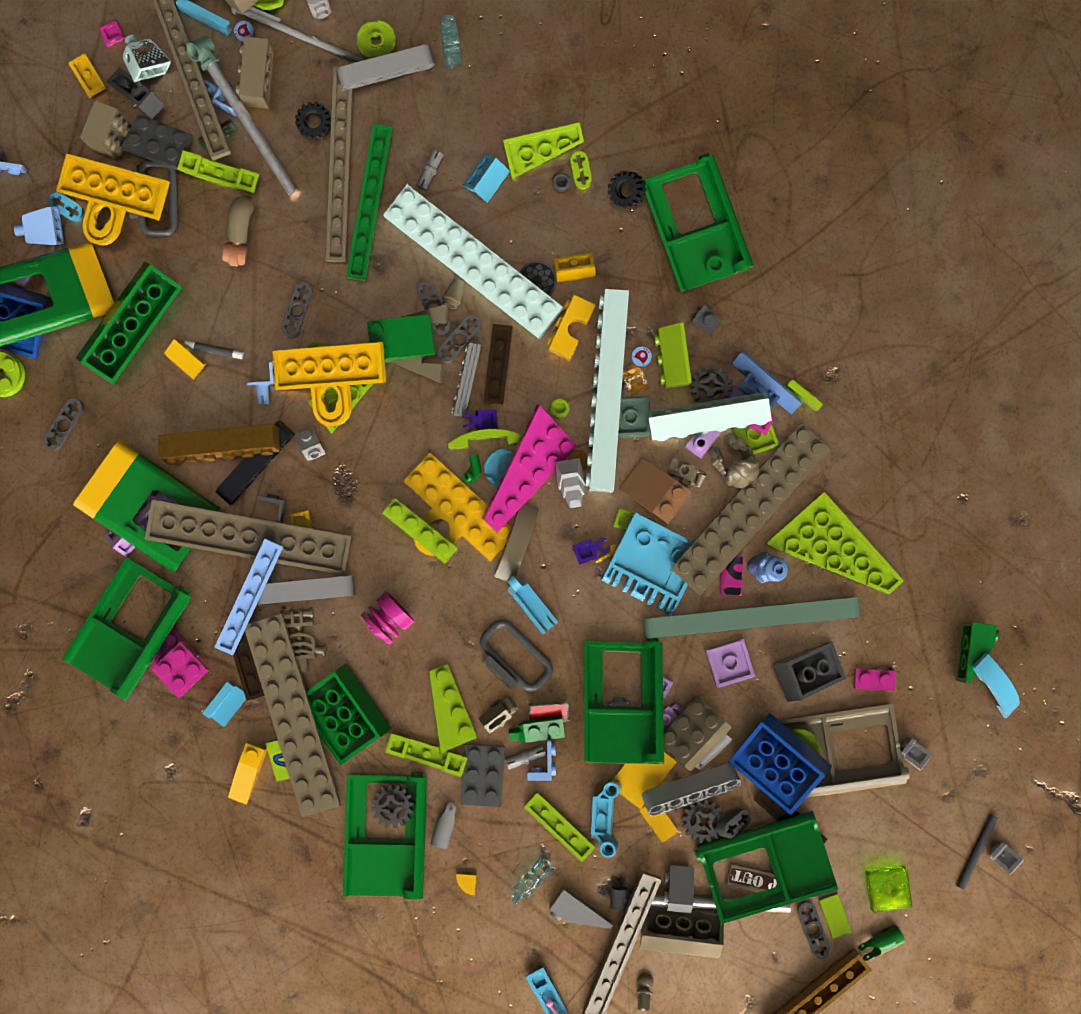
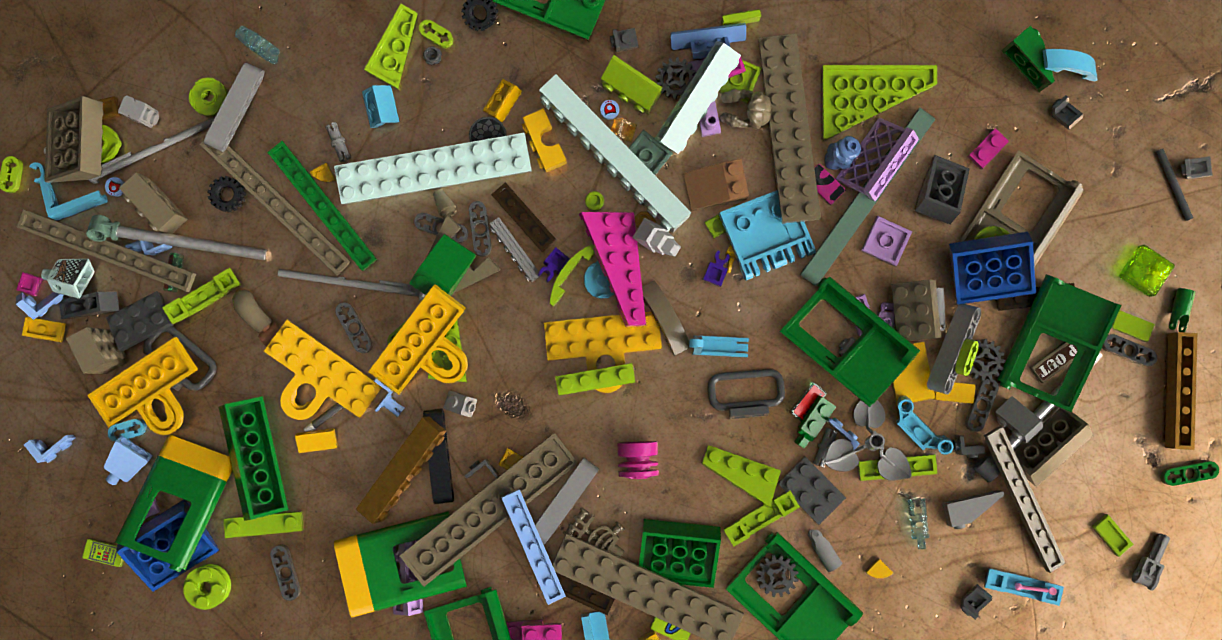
camera: 50 degrees left, 0 degrees up
(88, 379) = (264, 525): none -> lime plate
(95, 49) = (29, 305): none -> light blue bracket
(243, 315) = (323, 370): none -> yellow plate
(349, 304) = (386, 286): none -> light grey bar
(395, 180) = (323, 173): none -> yellow tile
(474, 471) = (585, 301): green arm -> none
(498, 714) = (777, 440): dark tan piece -> none
(508, 979) = (975, 601): none -> dark grey bracket
(528, 776) = (842, 457): none -> light grey plant
(623, 873) = (971, 451): none -> dark grey bracket
(645, 982) = (1063, 504): dark tan axle -> none
(651, 850) = (981, 420): none -> dark grey beam
(687, 472) = (721, 151): dark tan piece -> none
(692, 804) = (966, 357): none -> lime beam
(737, 819) = (1005, 339): dark grey beam -> none
(789, 610) = (888, 164): none -> lavender fence
(915, 754) = (1067, 166): light grey bracket -> none
(957, 715) = (1066, 113): none -> dark grey bracket

